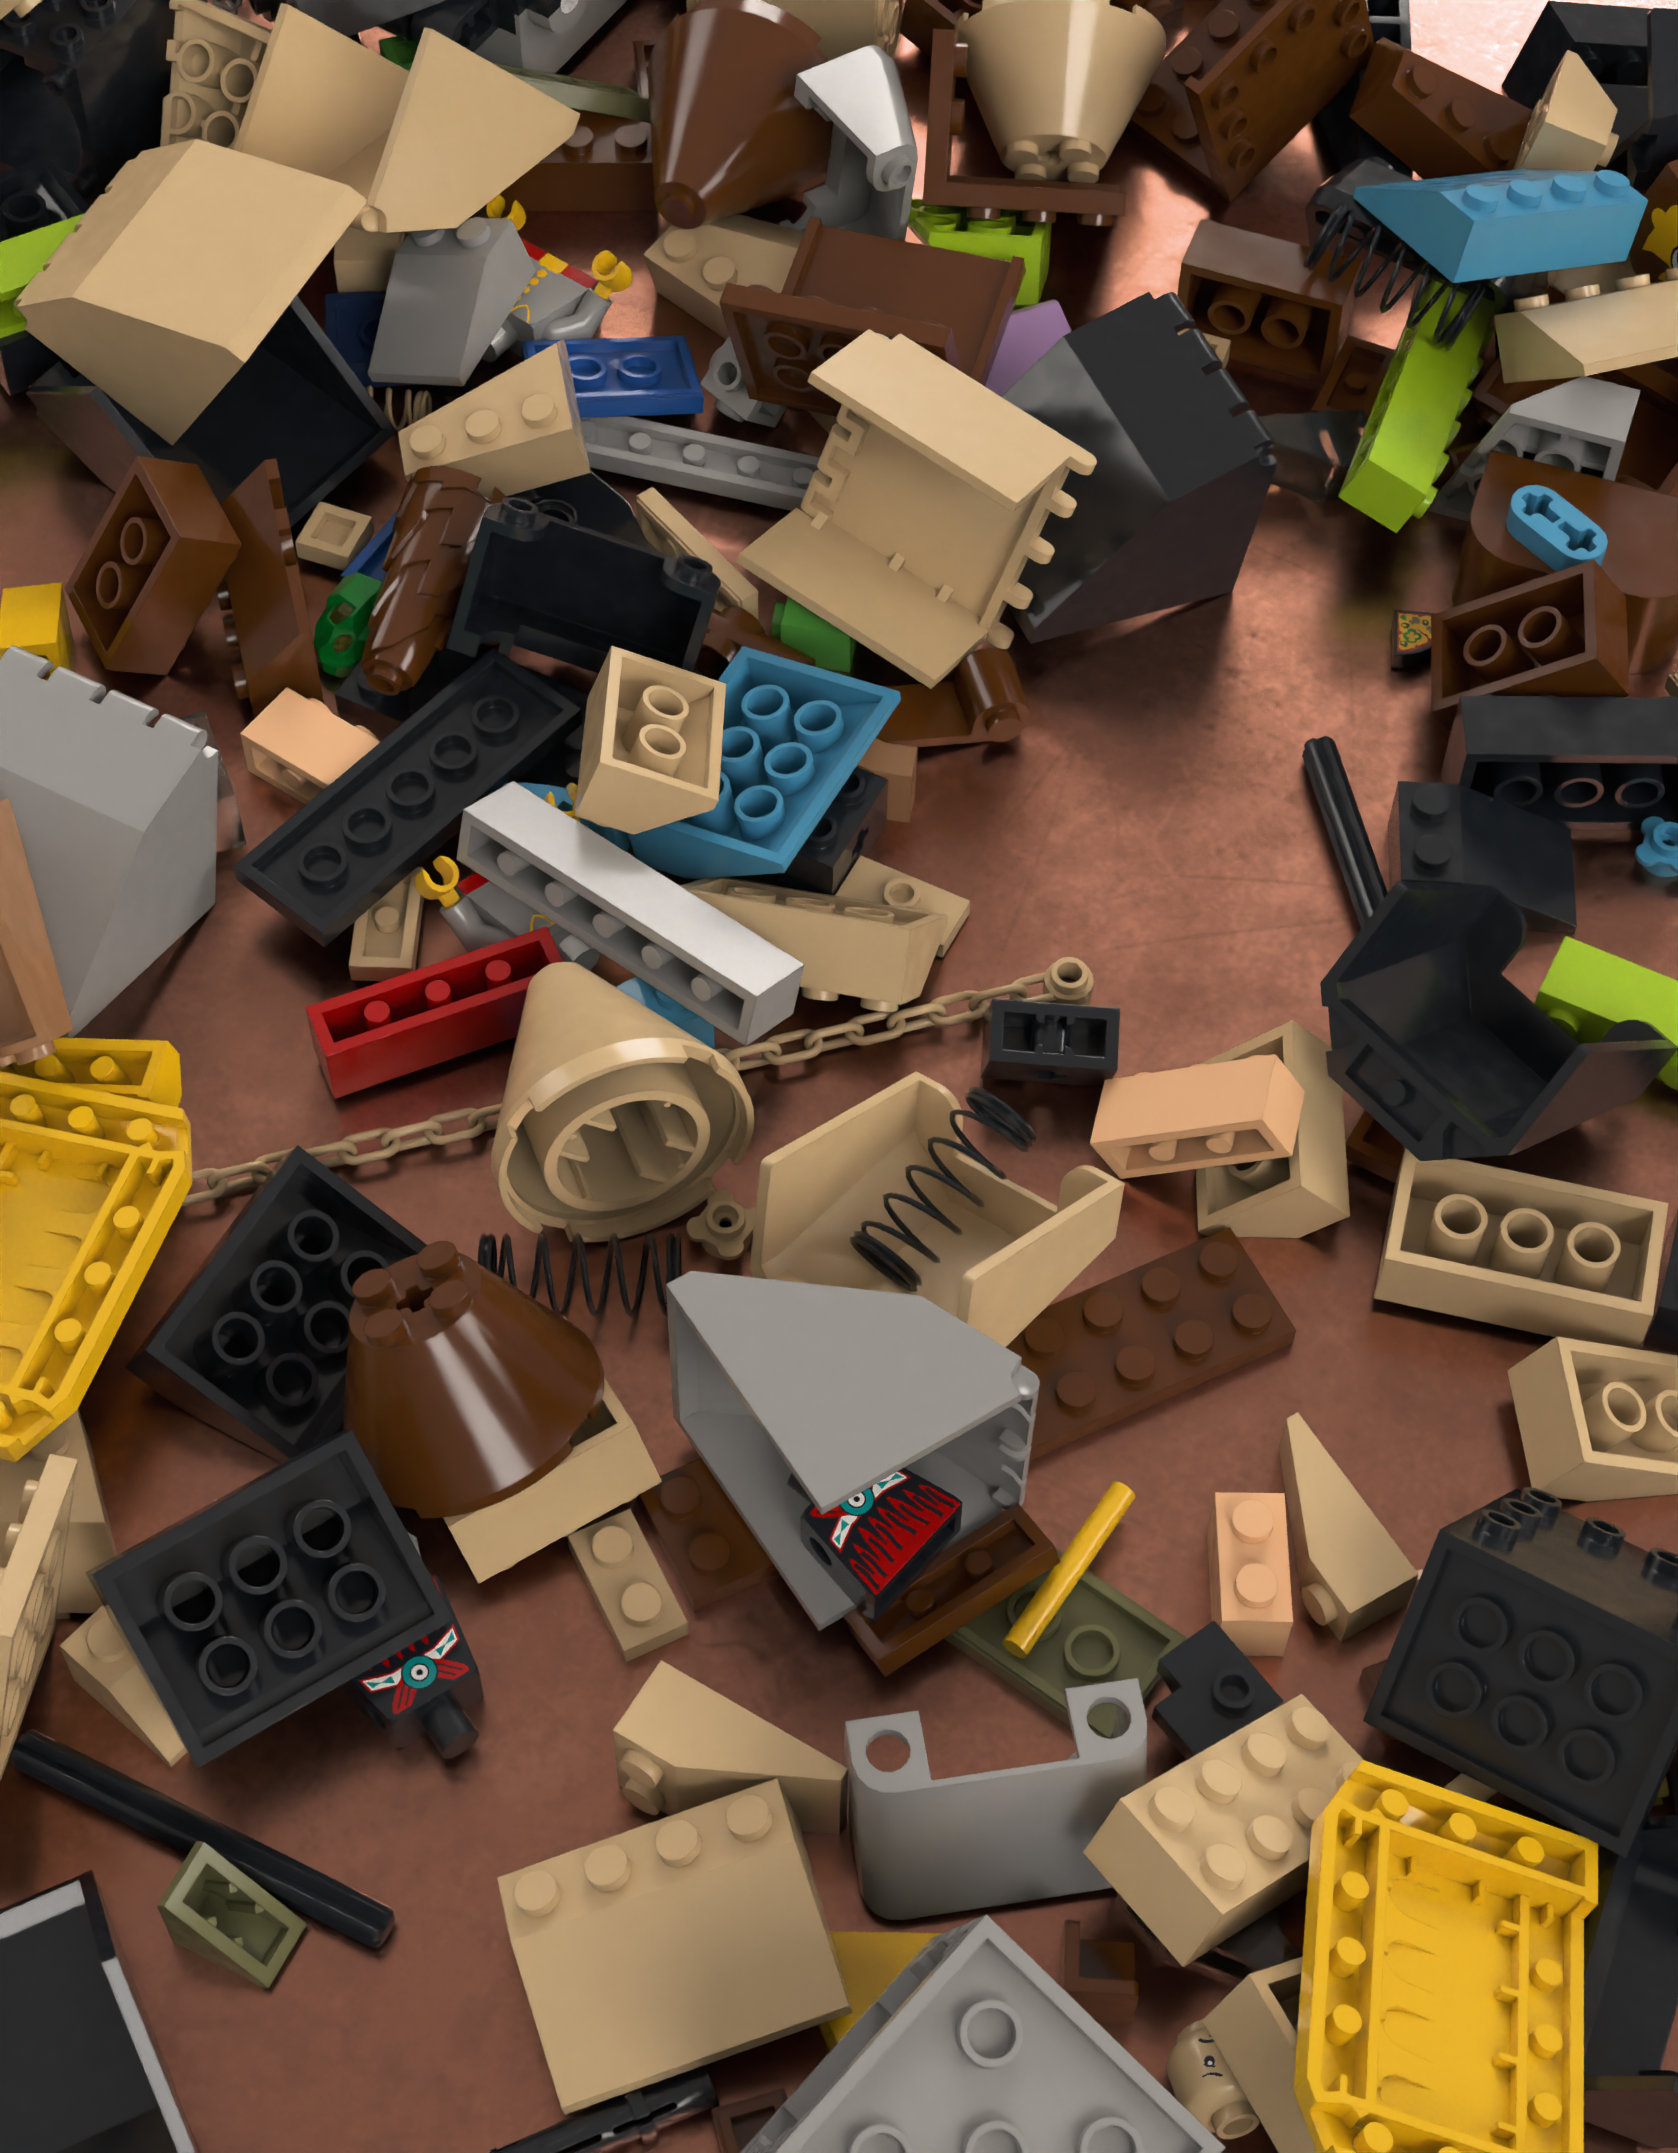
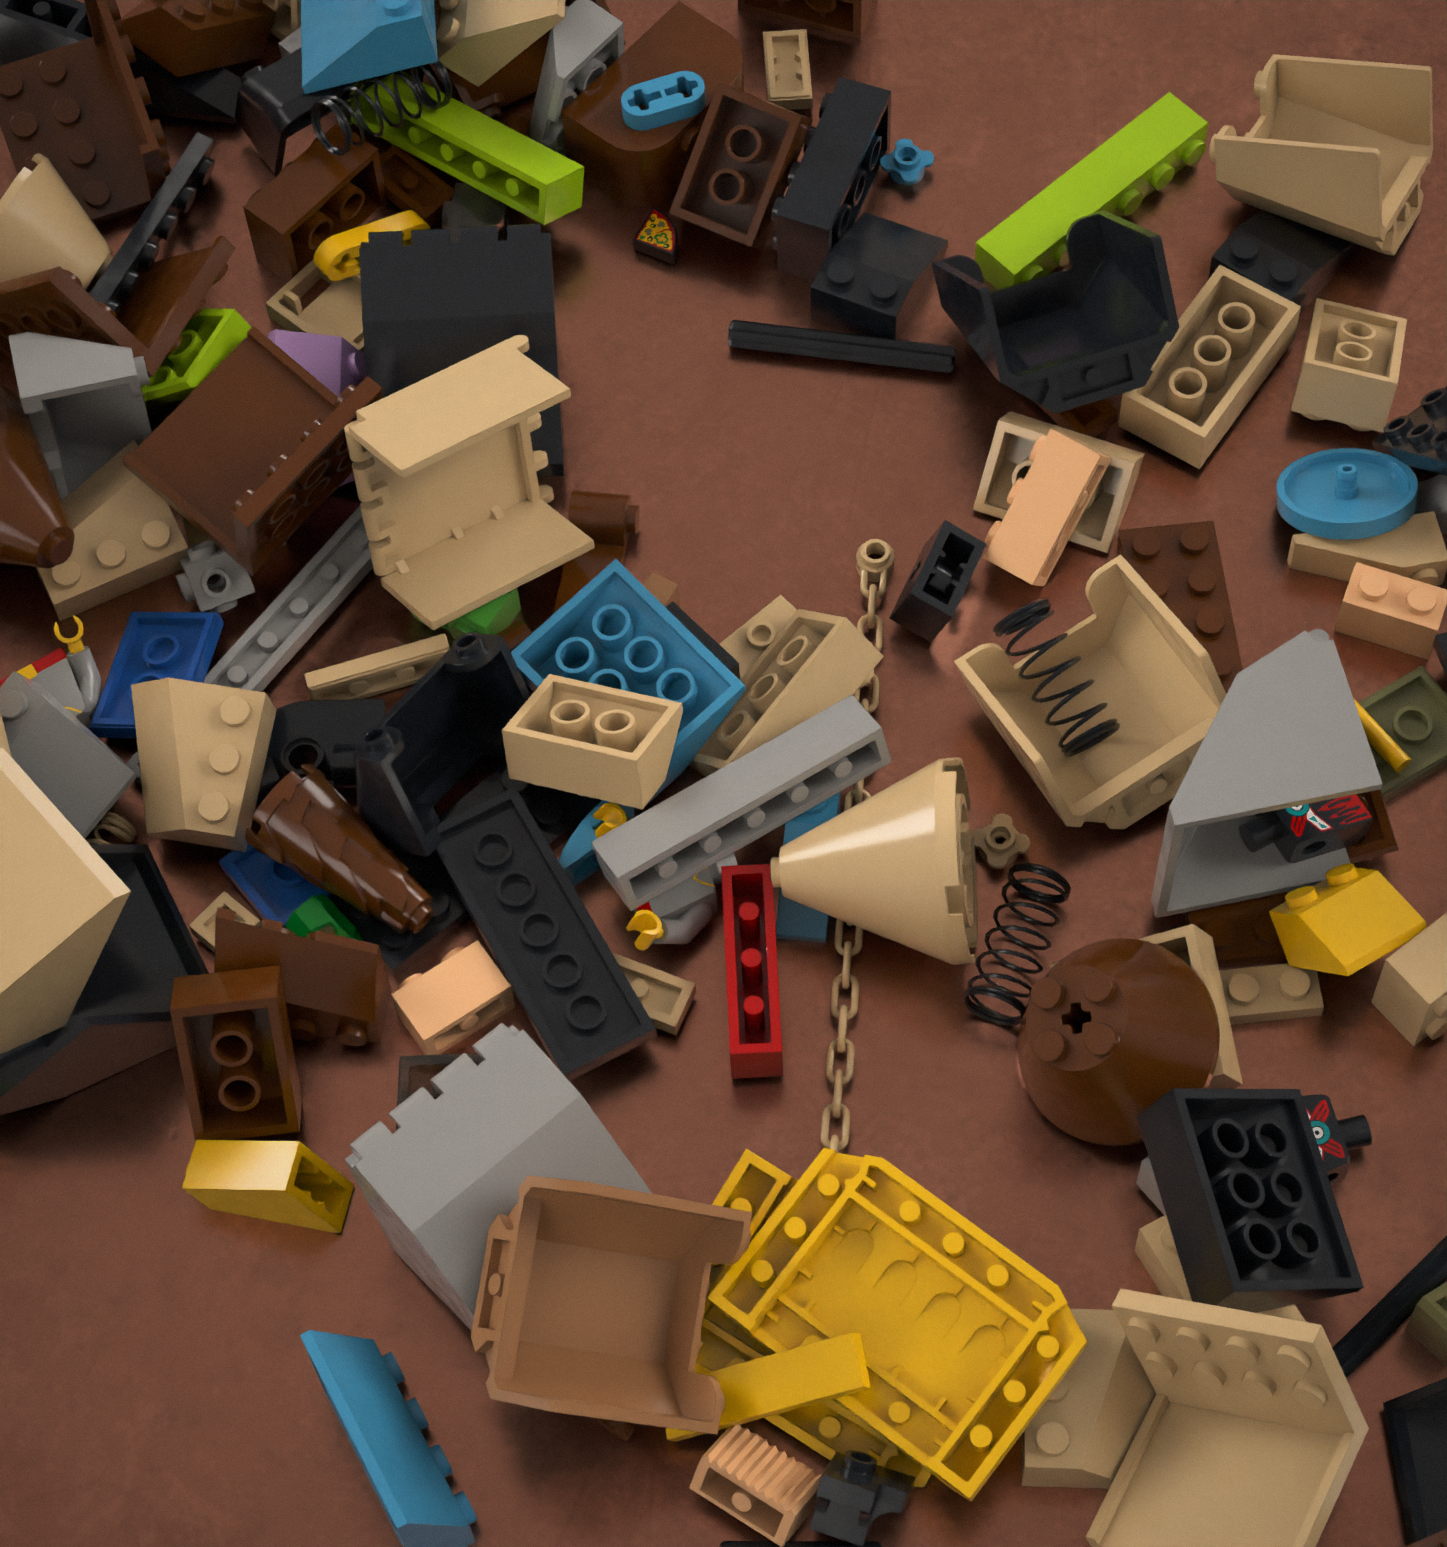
camera: 65 degrees left, 5 degrees up
(266, 1315) = (973, 1143): black slope -> none
(724, 1615) = (1344, 921): none -> yellow slope
(1141, 172) = (156, 223): none -> black plate
(1282, 383) = (339, 254): none -> yellow beam
(1397, 1462) = (1347, 493): none -> dark azure piece

